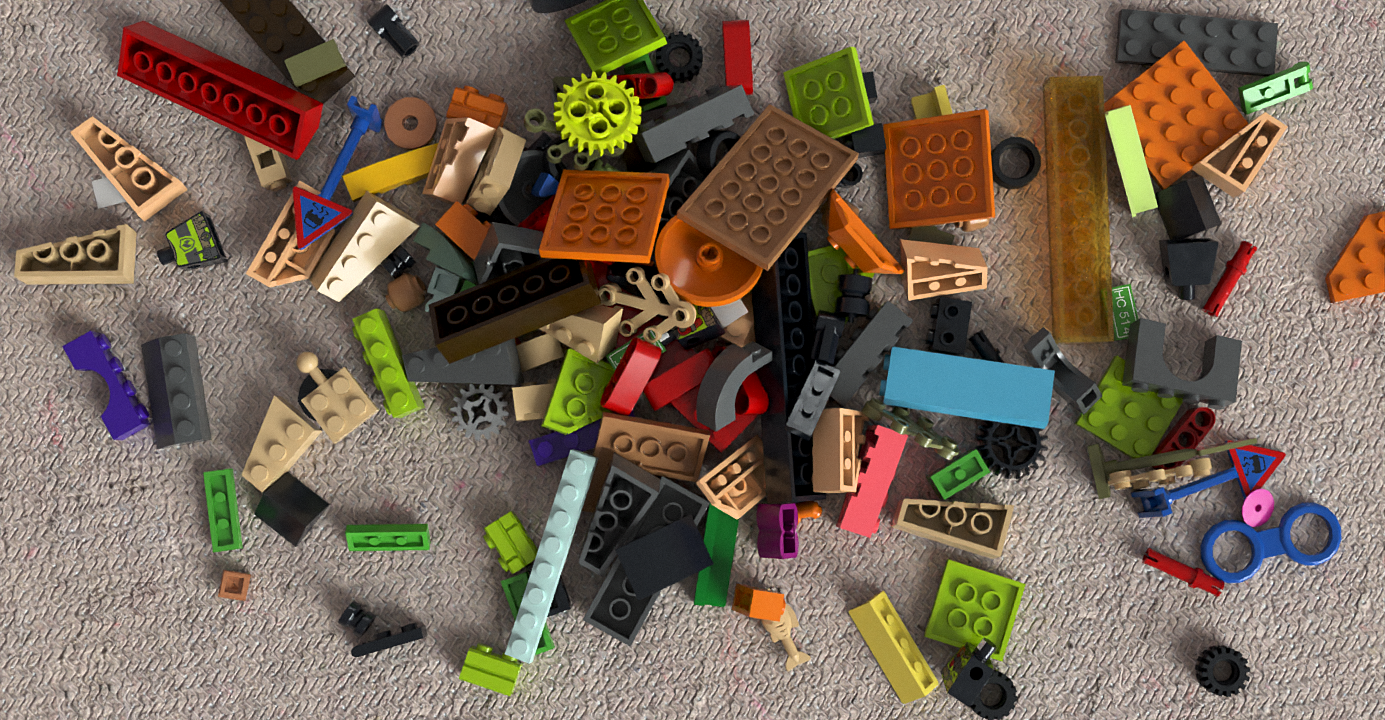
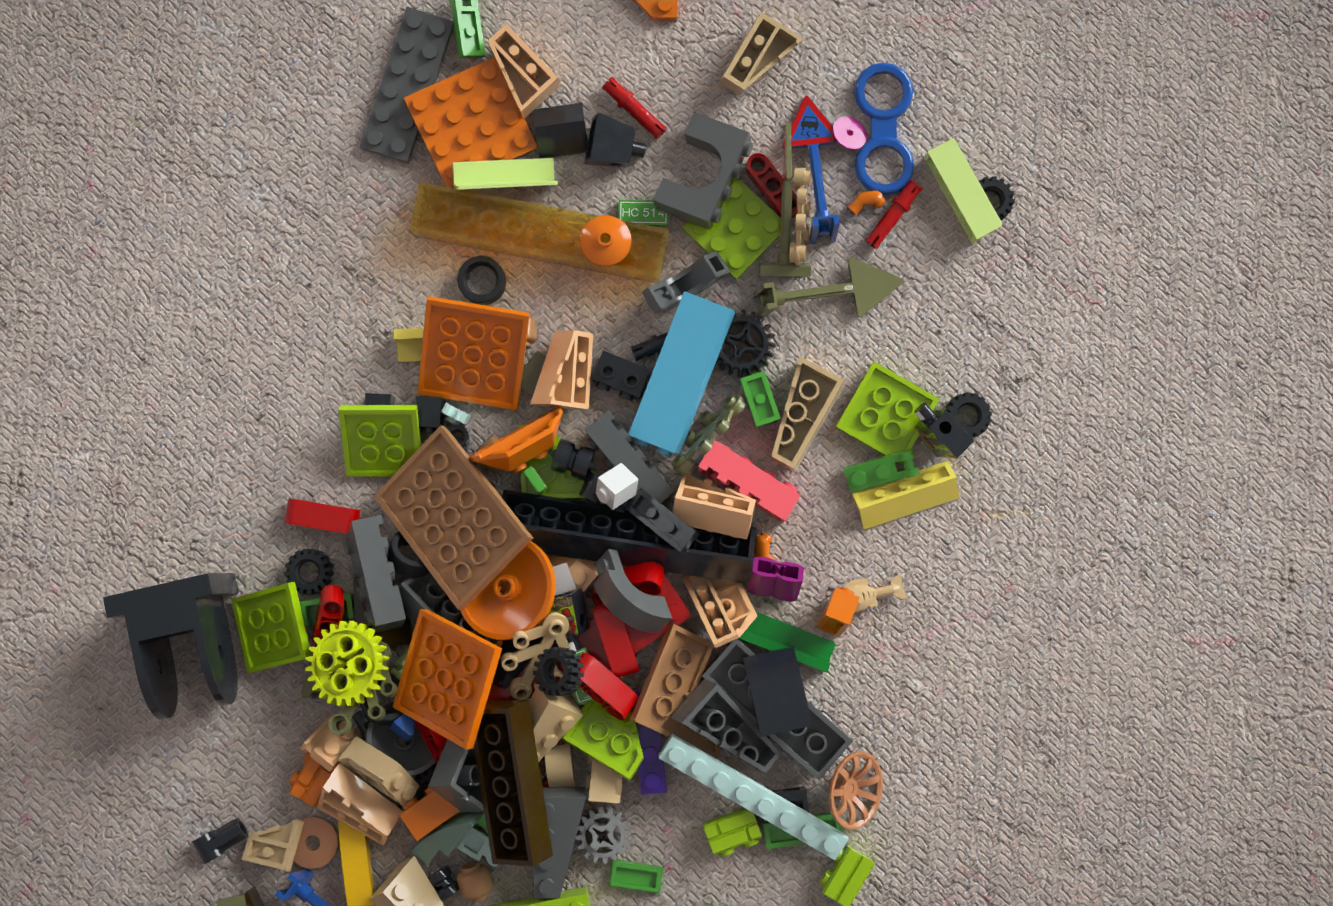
camera: 70 degrees left, 0 degrees up
(399, 86) = (274, 846): none -> tan wing
(444, 454) = (636, 876): none -> bright green tile
(509, 114) = (326, 746): none -> light nougat plate
(580, 651) = (848, 786): none -> nougat wheel
(641, 339) = (571, 671): none -> black tyre
(824, 262) = (536, 481): none -> bright green tile
(837, 345) = (616, 486): none -> white brick
(870, 167) = (455, 415): none -> light aqua plate
(913, 615) = (880, 470): none -> bright green plate
(1074, 281) = (605, 253): none -> orange dish
(1103, 560) = (867, 285): none -> olive piece
(1192, 538) = (864, 198): none -> orange arm
(1226, 639) = (962, 190): none -> yellowish green panel
(1319, 394) = (759, 51): none -> tan wedge

